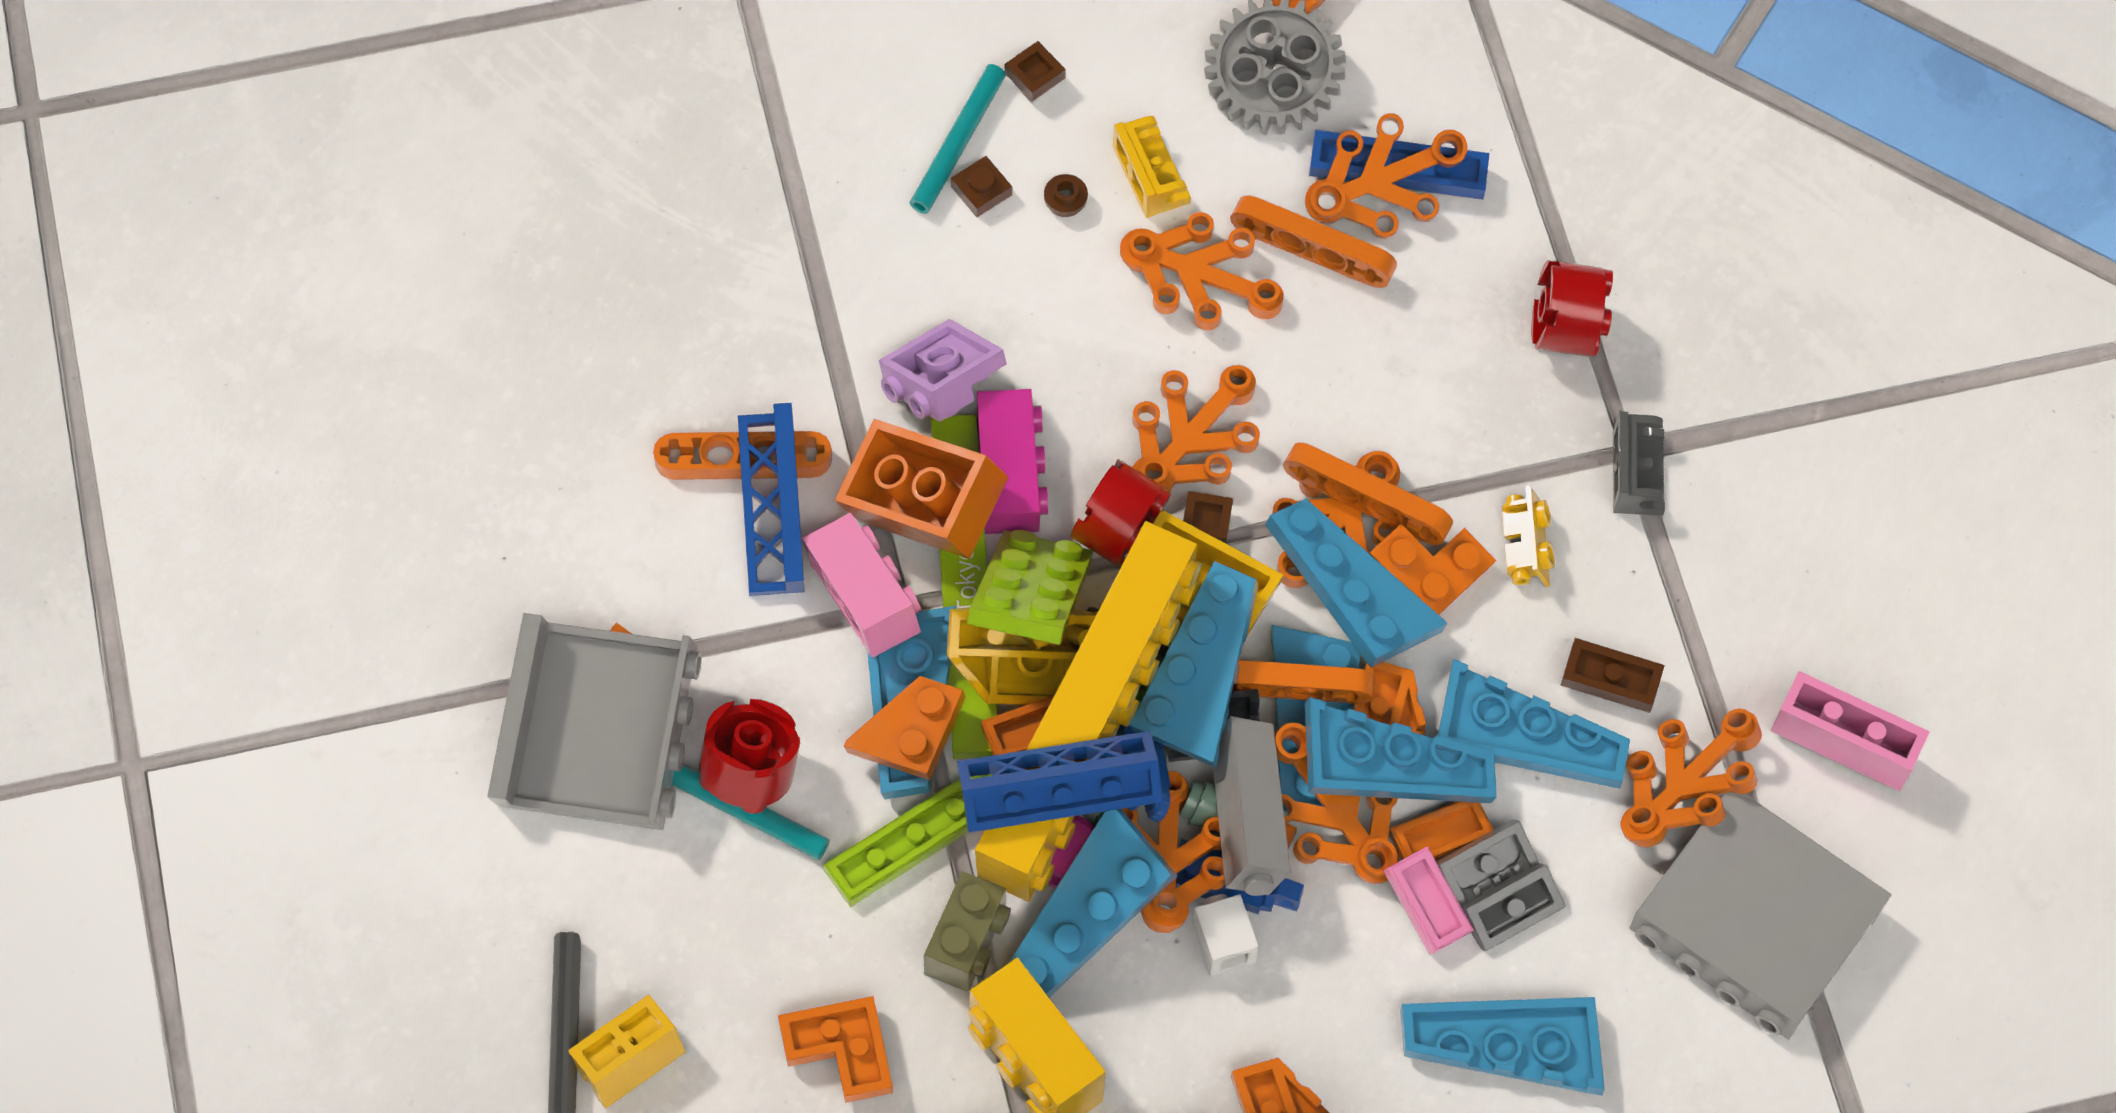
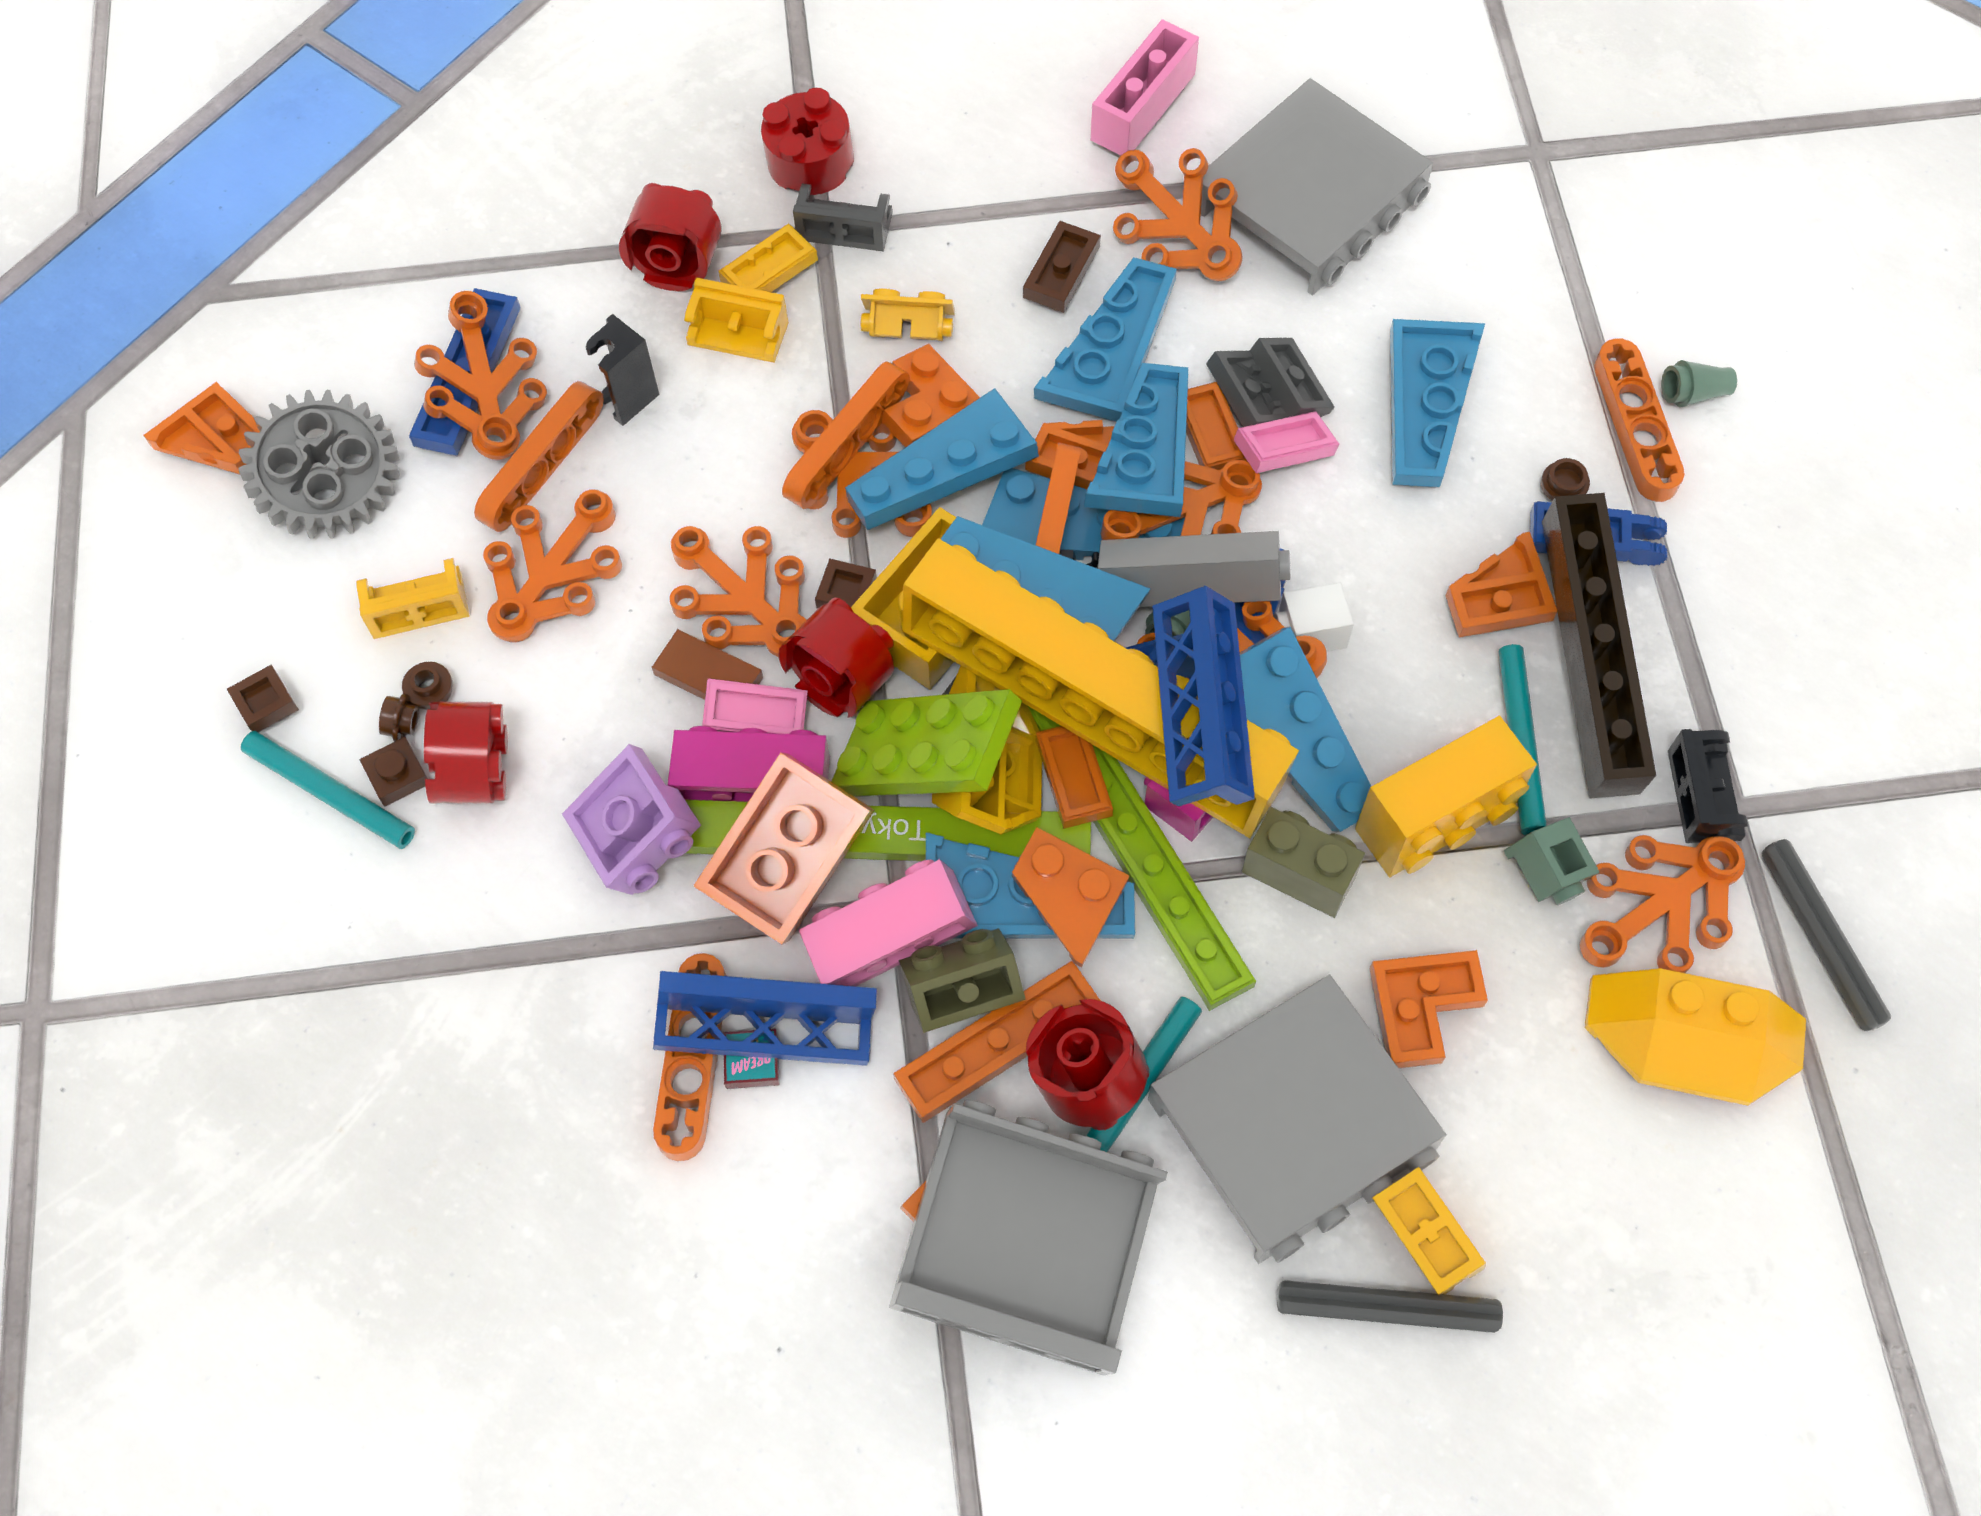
camera: 80 degrees left, 0 degrees up
(719, 935) = (1298, 1118): none -> light grey panel
(732, 502) = (749, 1071): none -> tile
(764, 677) = (986, 1045): none -> orange plate
(821, 650) = (961, 979): none -> olive brick
(992, 230) = (465, 752): none -> red brick
(1030, 177) = (398, 717): none -> reddish brown plate
(1068, 456) = (744, 705): none -> bright pink tile
(1108, 417) = (692, 662): none -> dark orange tile
(1407, 293) = (626, 369): none -> black hinge
(1493, 385) = (736, 320): none -> yellow hinge
(1566, 405) = (771, 261): none -> yellow plate
(1719, 418) = (807, 141): none -> red brick

